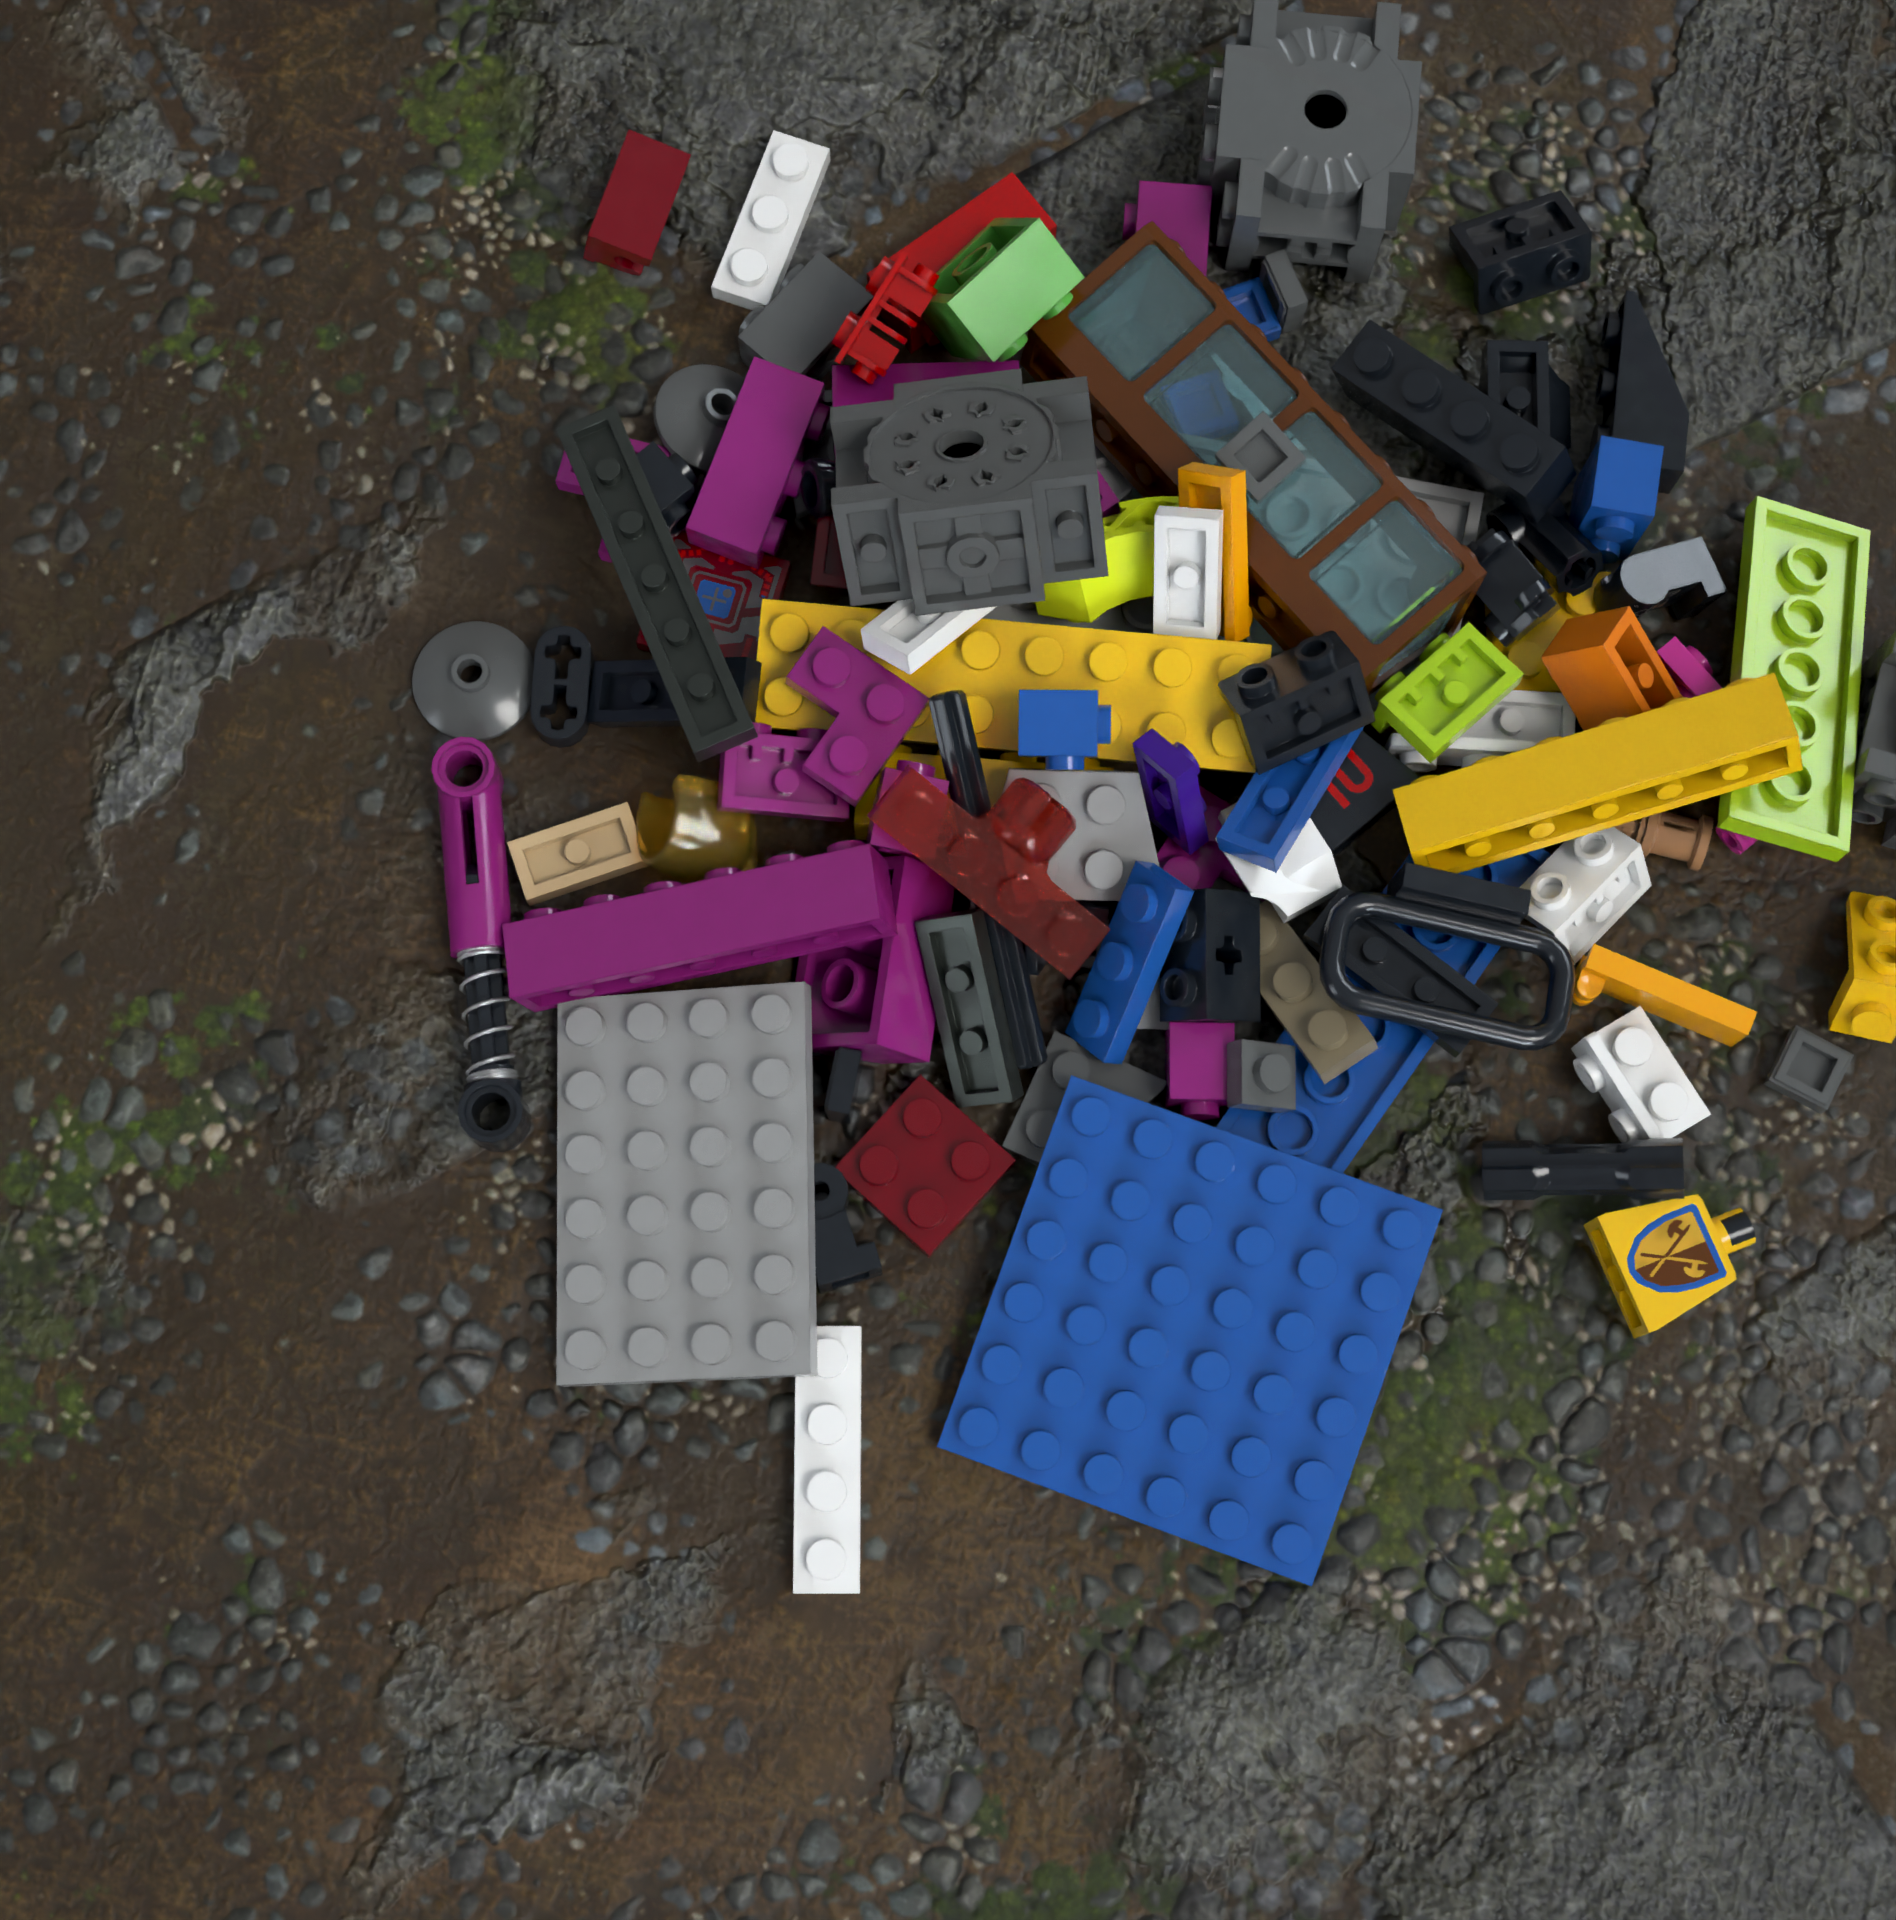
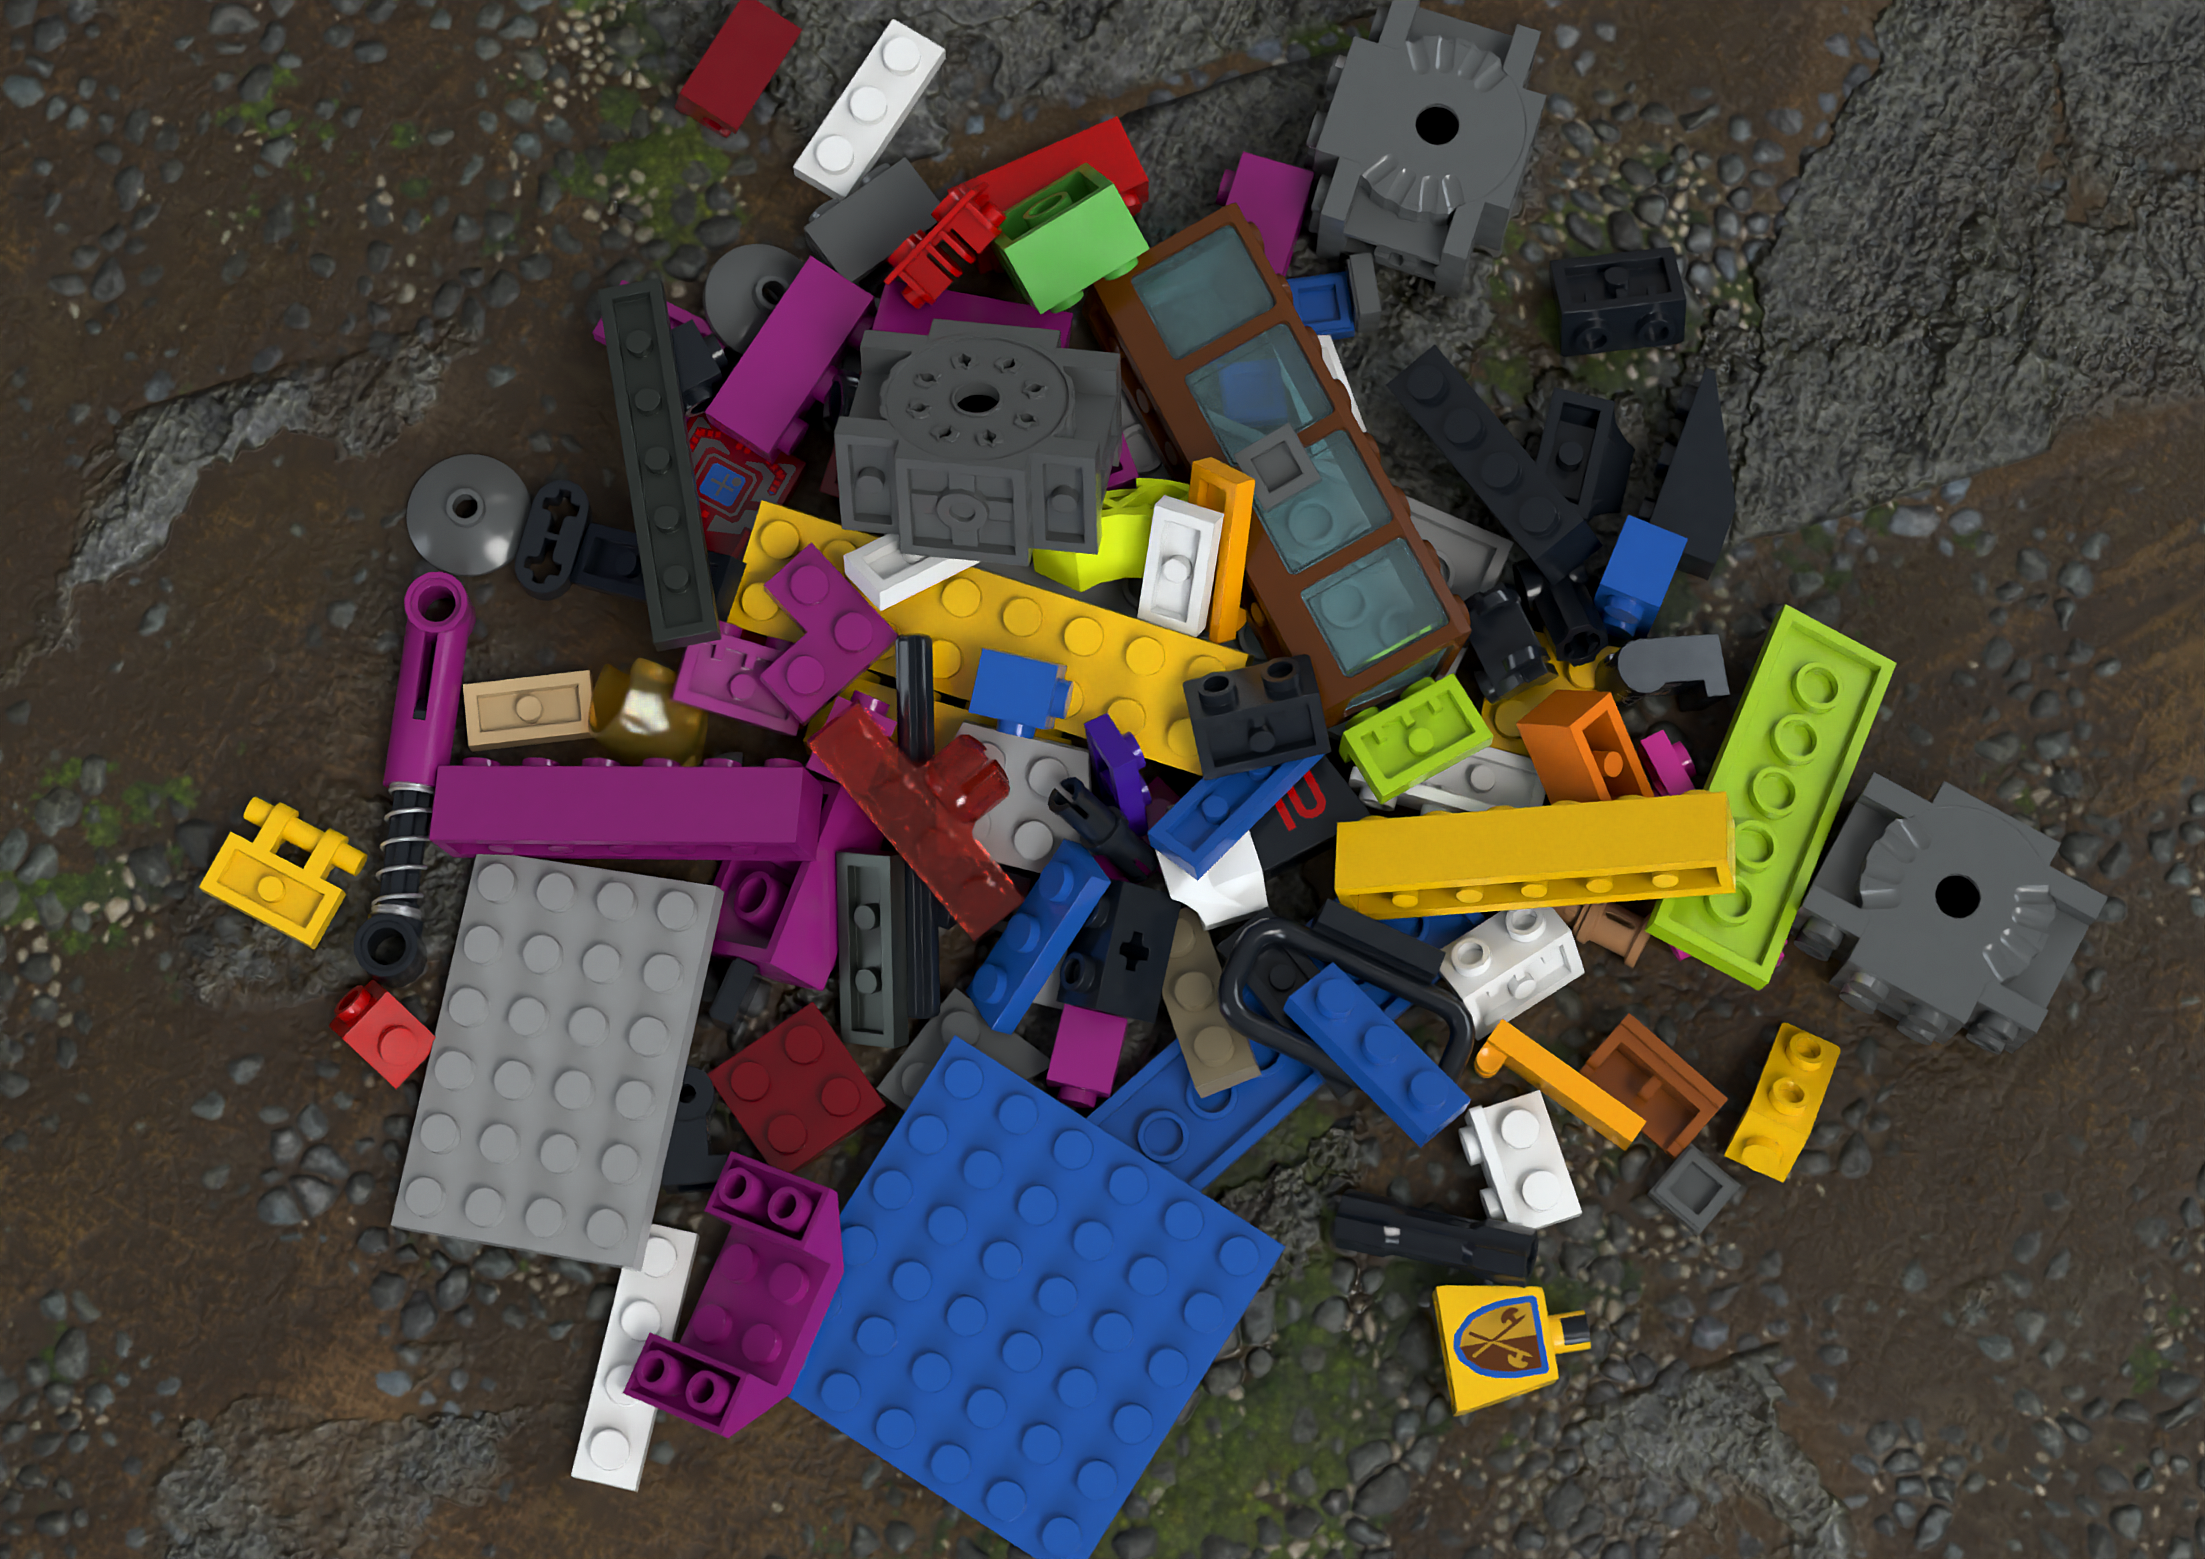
camera: 15 degrees right, 0 degrees up
(364, 1080) = (274, 889): none -> yellow plate
(504, 1196) = (382, 1032): none -> bracket
(938, 1382) = (756, 1306): none -> magenta slope
(1171, 843) = (1103, 829): none -> black pin
(1261, 1076) = (1140, 1076): dark grey plate -> none
(1490, 1003) = (1376, 1054): none -> blue plate
(1751, 973) = (1654, 1085): none -> dark orange hinge

